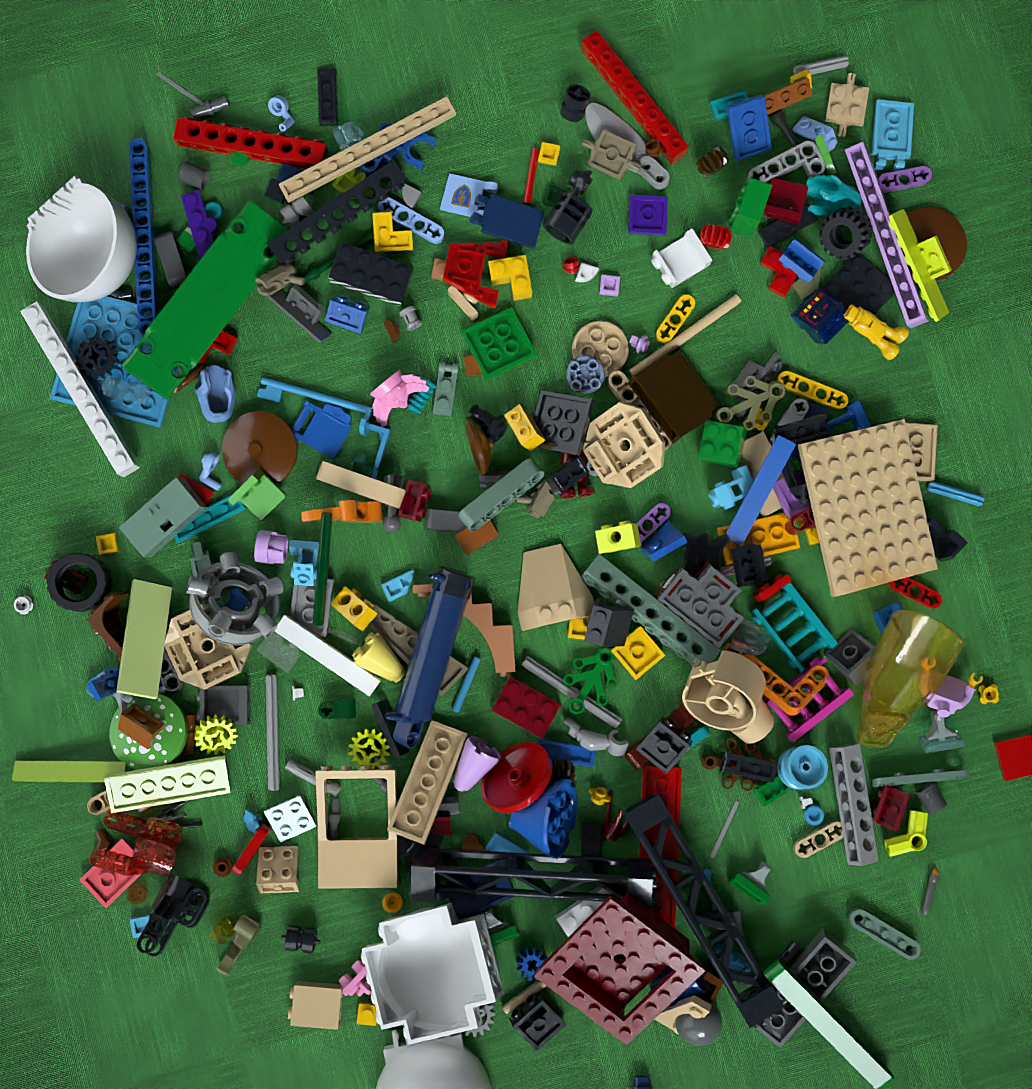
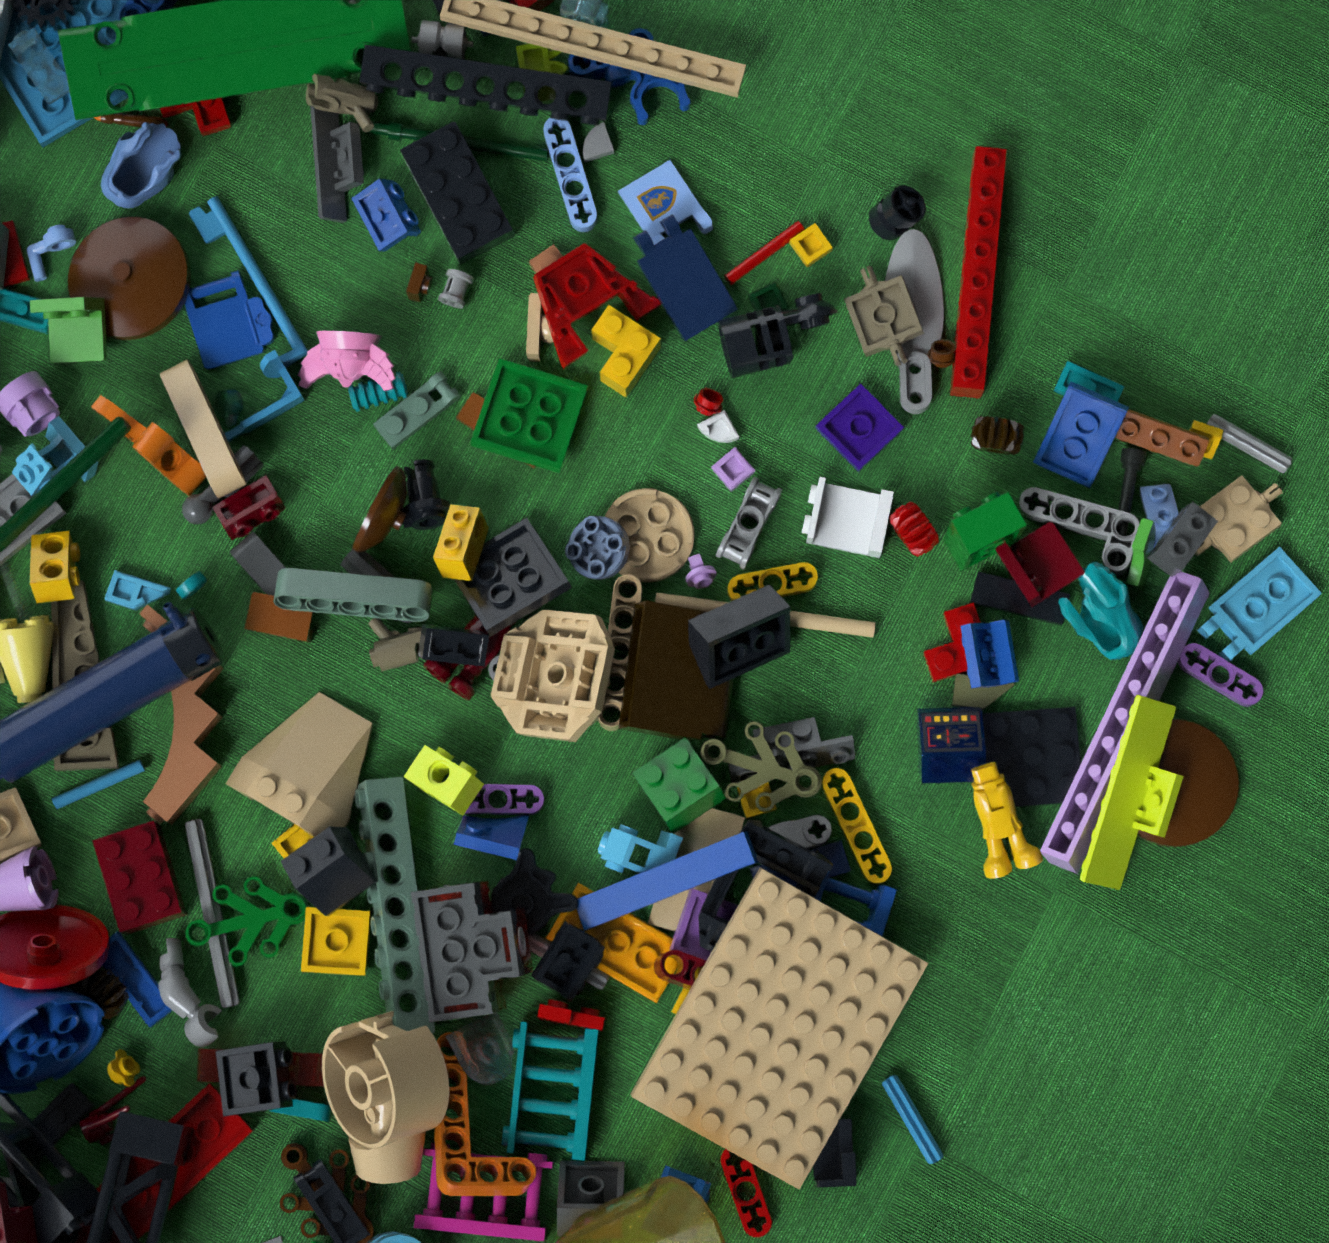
camera: 45 degrees right, 5 degrees down
(385, 238) = (517, 169): yellow plate -> none
(422, 560) = (191, 585): none -> teal tile
(636, 289) = (759, 504): none -> light grey piece
(687, 352) = (740, 635): none -> black slope
(839, 131) = (1182, 539): none -> dark grey brick
(858, 225) = (1094, 673): black tyre -> none
(923, 446) = (922, 1024): tan tile -> none

